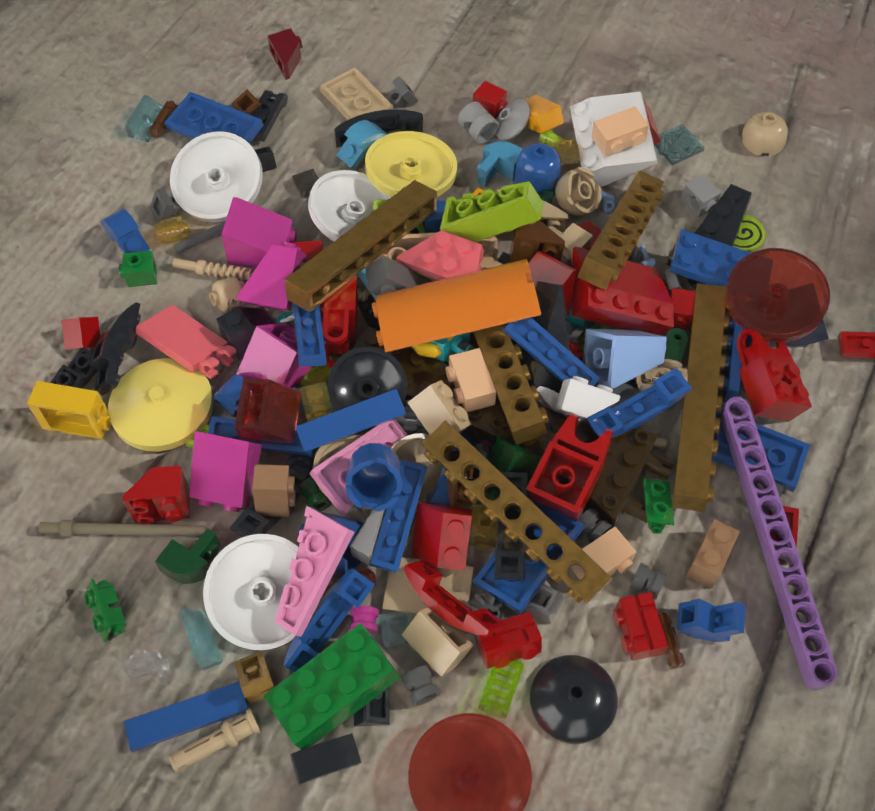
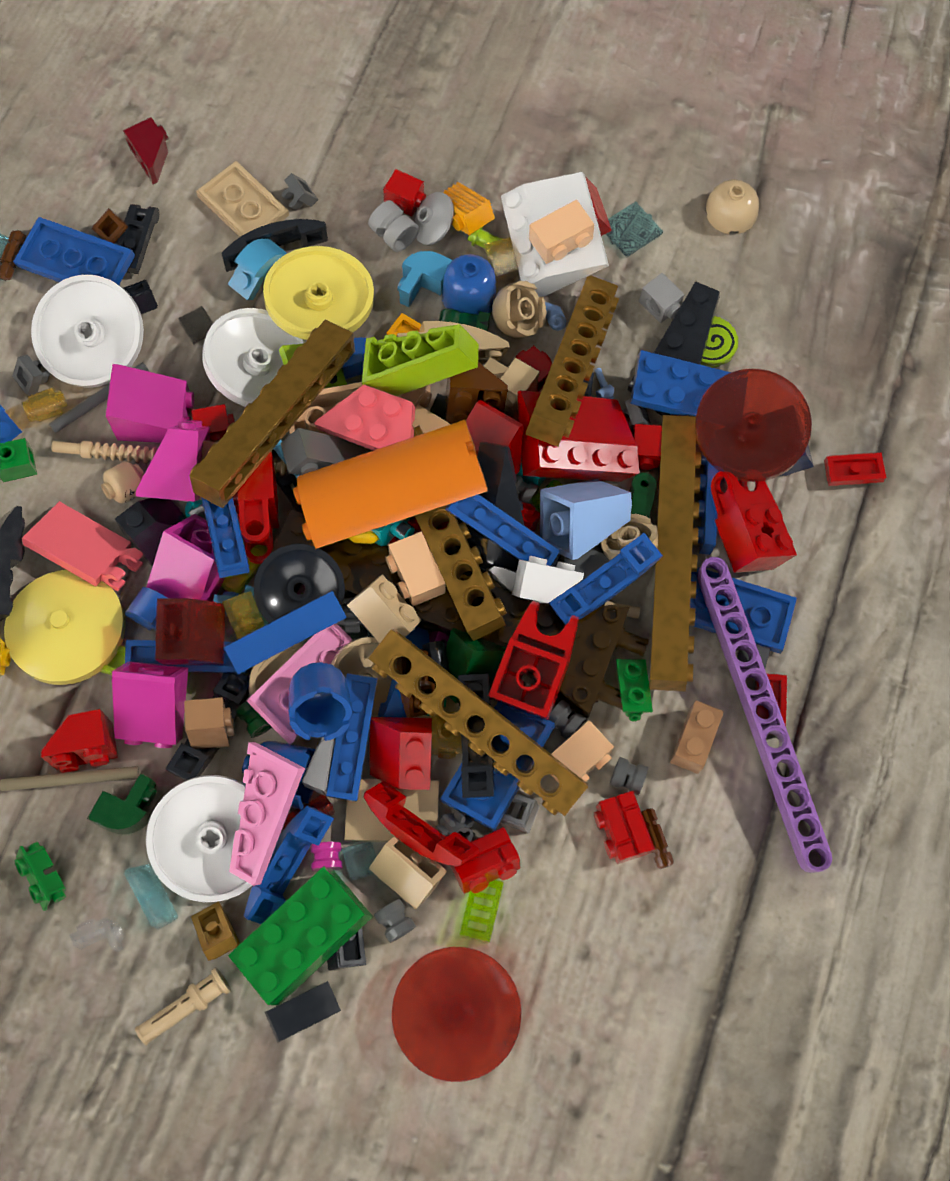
camera: 10 degrees left, 10 degrees up
(185, 716) = (146, 983): blue tile -> none
(568, 717) = (555, 936): black dish -> none
(710, 622) = (697, 814): blue brick -> none

